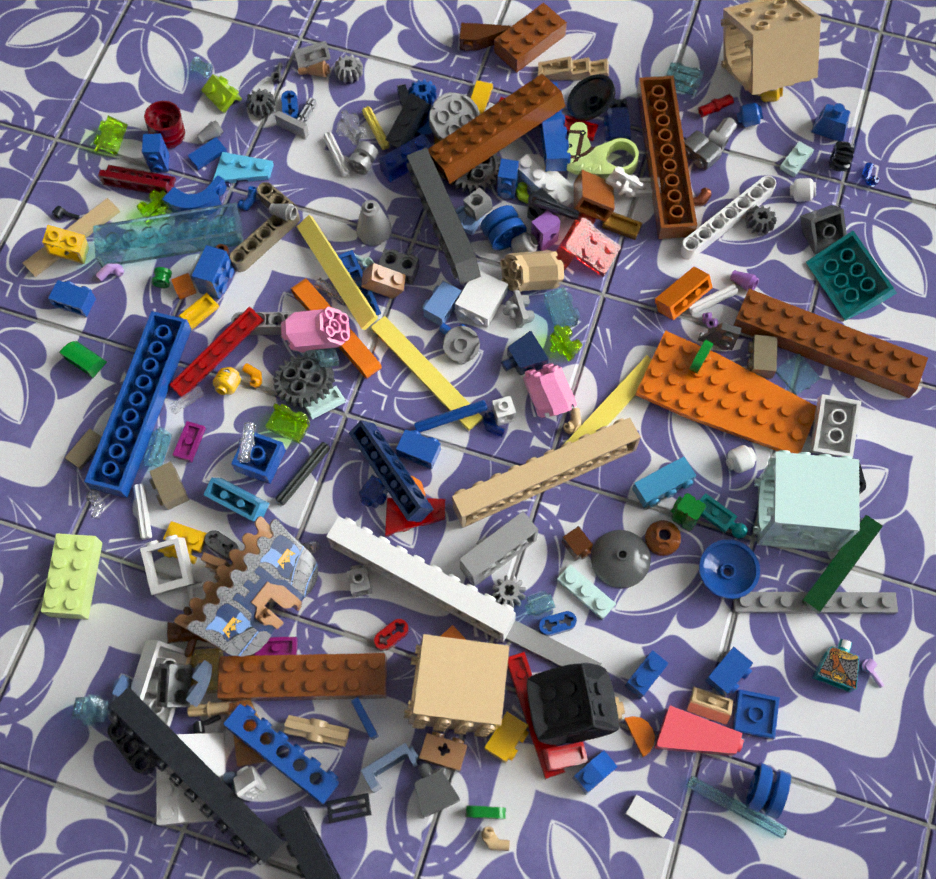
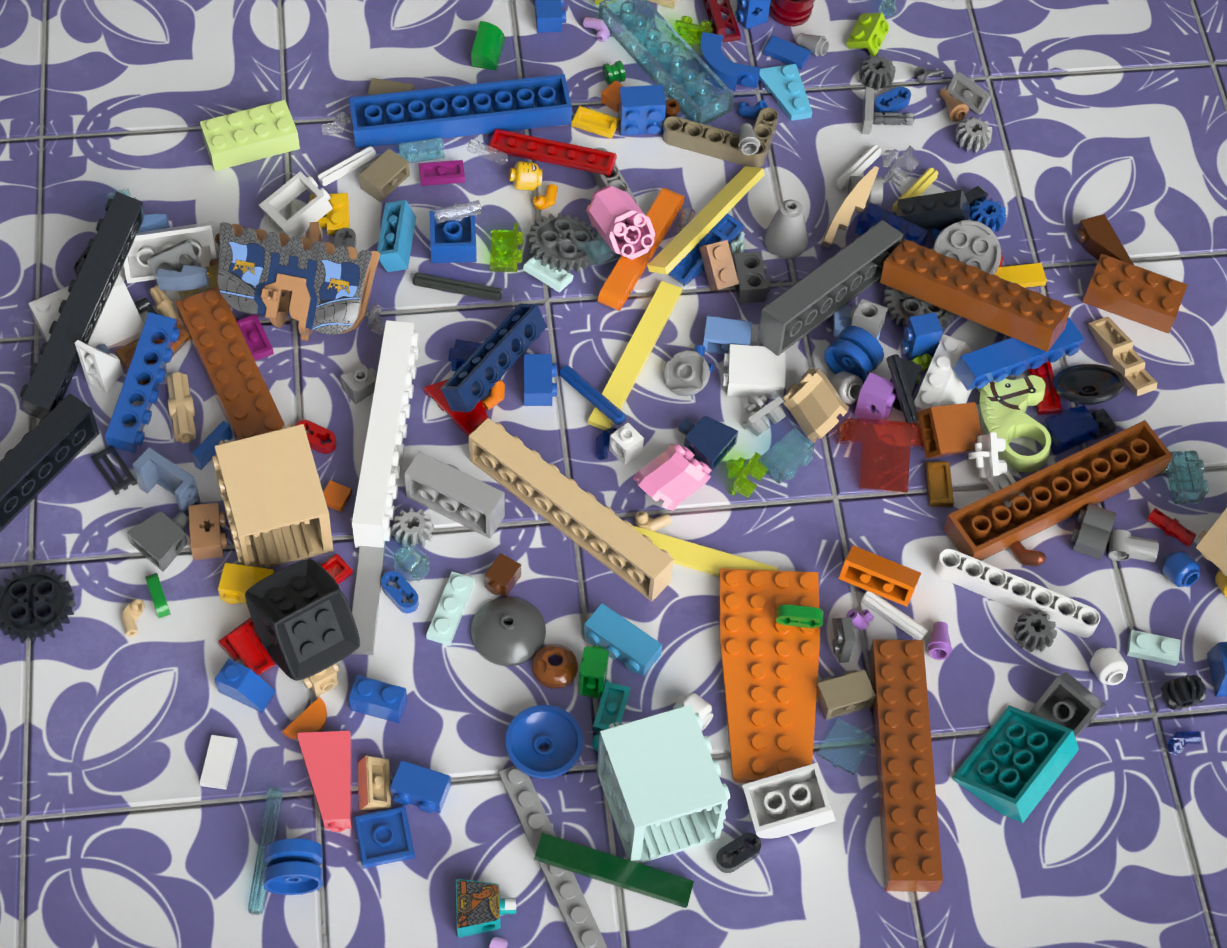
camera: 60 degrees right, 10 degrees down
(374, 167) = (854, 202): none -> tan slope

